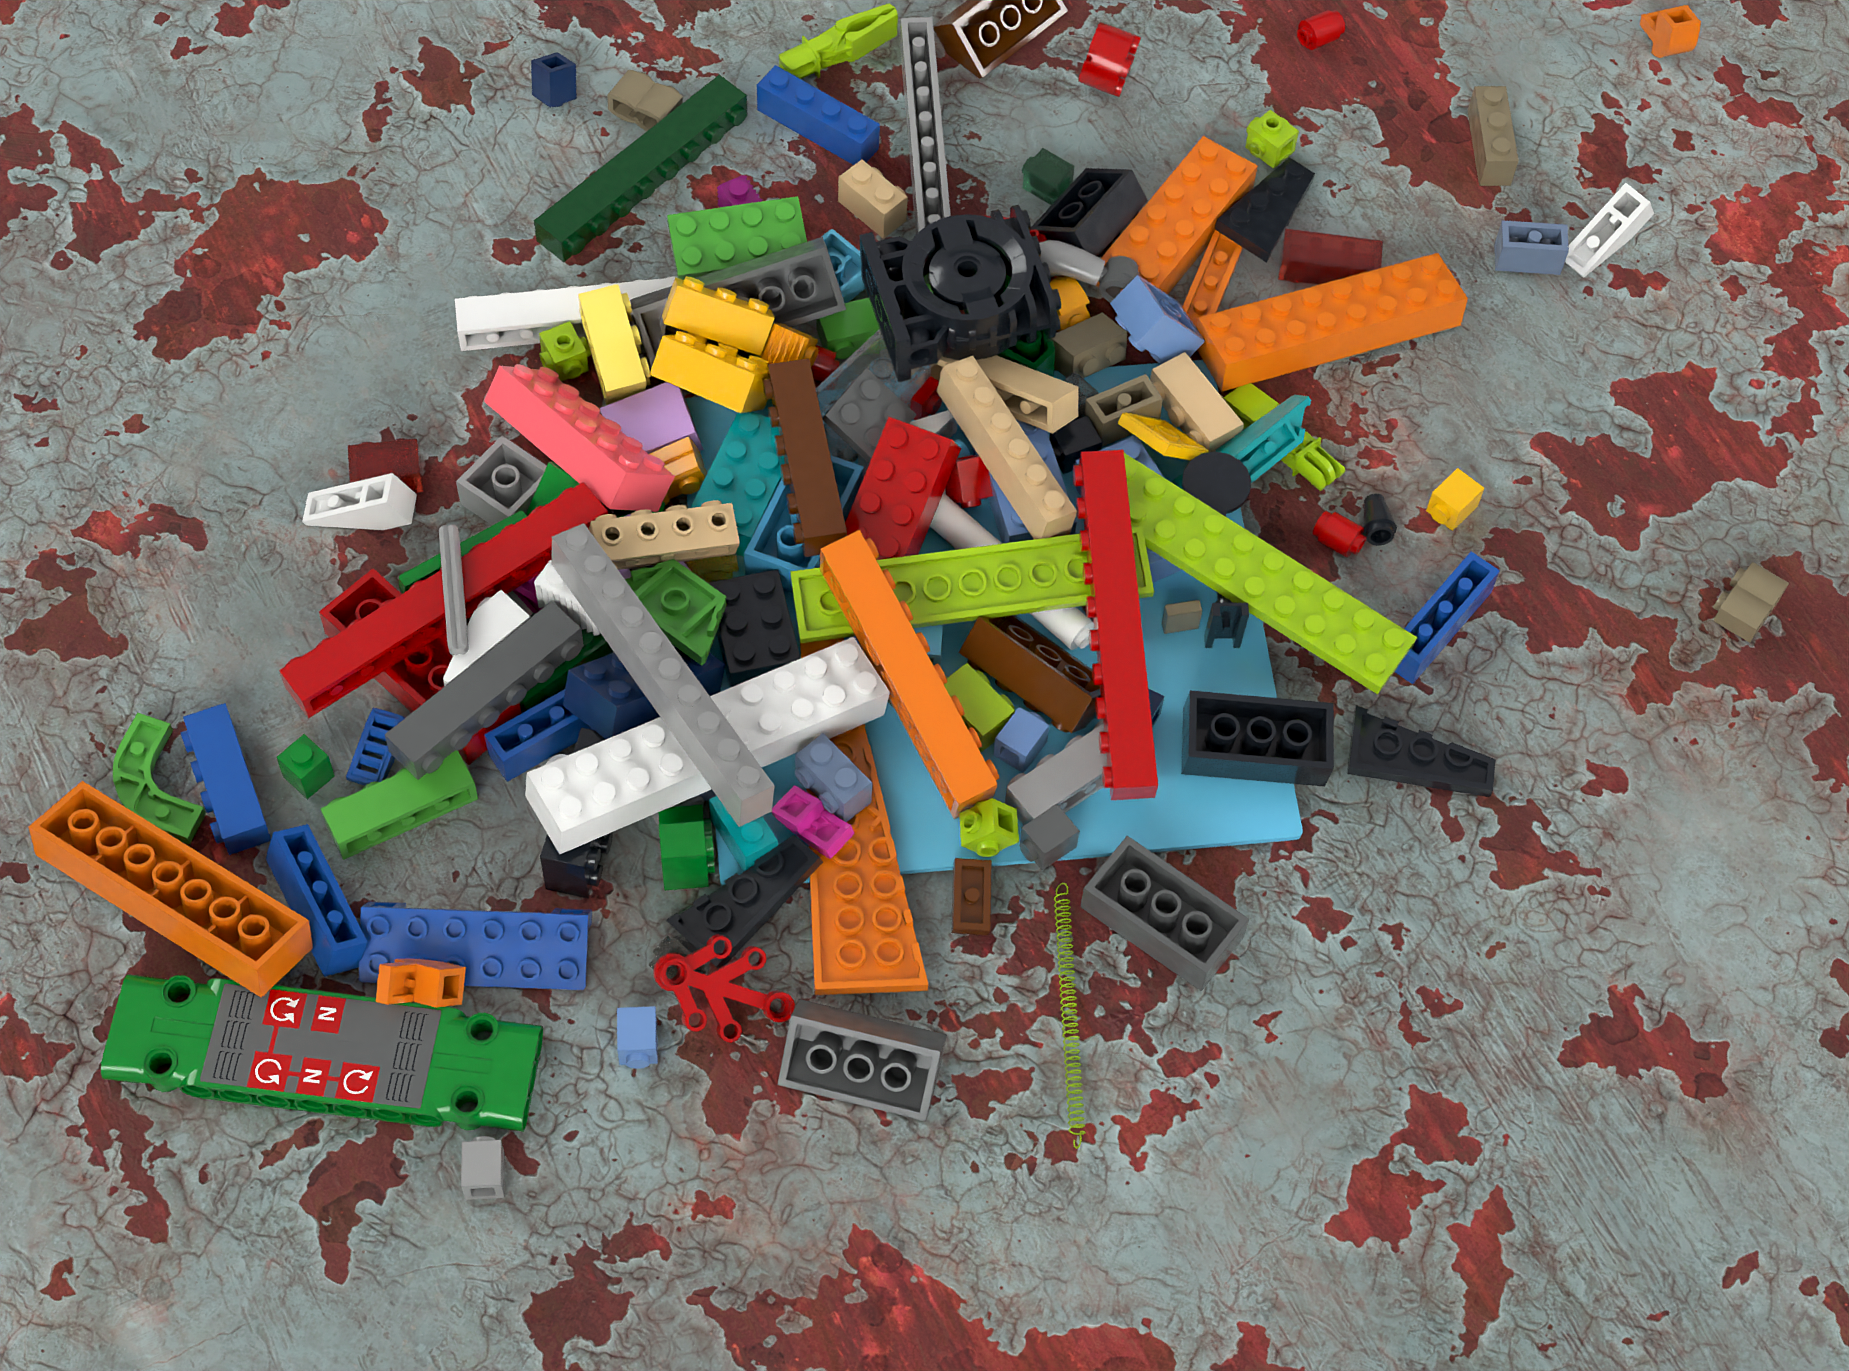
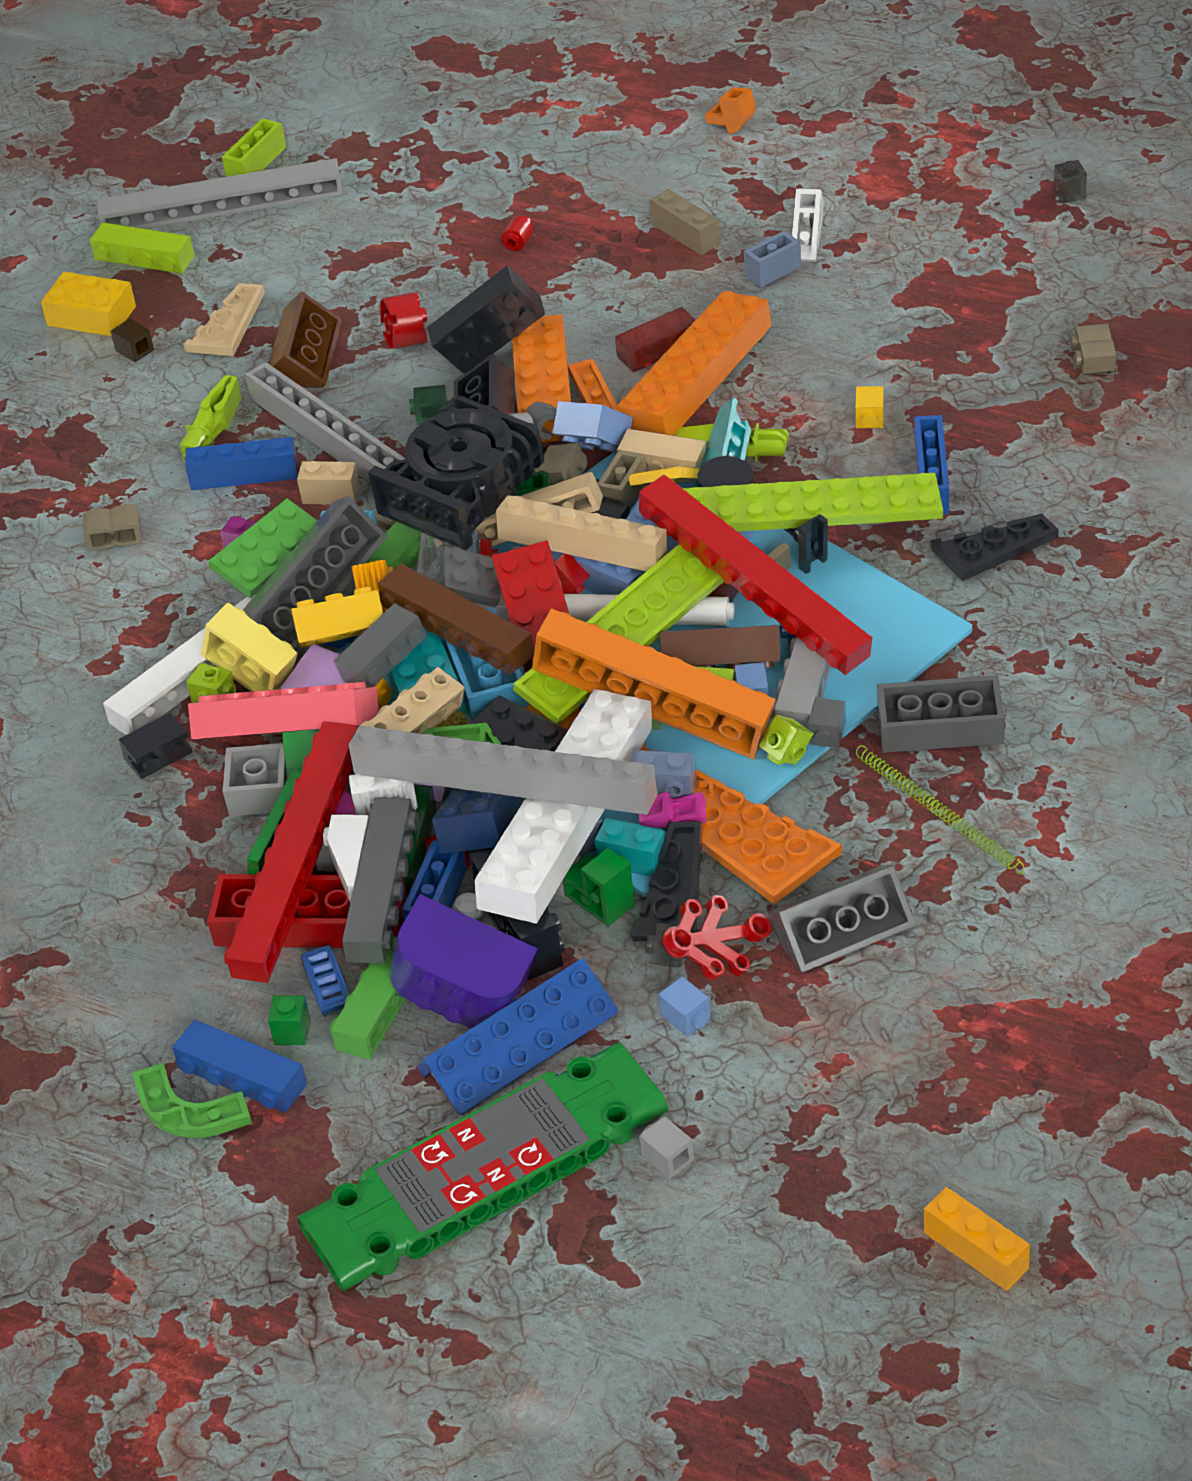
camera: 30 degrees left, 15 degrees down
(172, 888) = (276, 1140): orange brick -> none
(316, 895) = (384, 1082): blue brick -> none
(363, 504) = (163, 856): white slope -> none
(382, 458) = (155, 827): clear red brick -> none
(420, 982) = (512, 1071): orange brick -> none
(453, 590) = (302, 831): light grey axle -> none
(461, 377) = (155, 745): none -> black brick
(470, 836) = (457, 964): none -> dark purple brick
(553, 79) = (35, 550): dark blue brick -> none
(641, 168) = (150, 563): dark green brick -> none
(713, 437) = (380, 647): none -> dark grey brick
(718, 315) = (308, 582): yellow brick -> none
(971, 896) = (811, 789): reddish brown plate -> none
(1167, 123) = (486, 320): none -> black brick
(1258, 738) = (897, 587): black brick -> none
(1267, 209) = (590, 338): black wing -> none
(1271, 138) = (554, 298): lime brick -> none
(1339, 533) = (821, 466): red brick -> none
(1378, 521) = (836, 447): black cone -> none

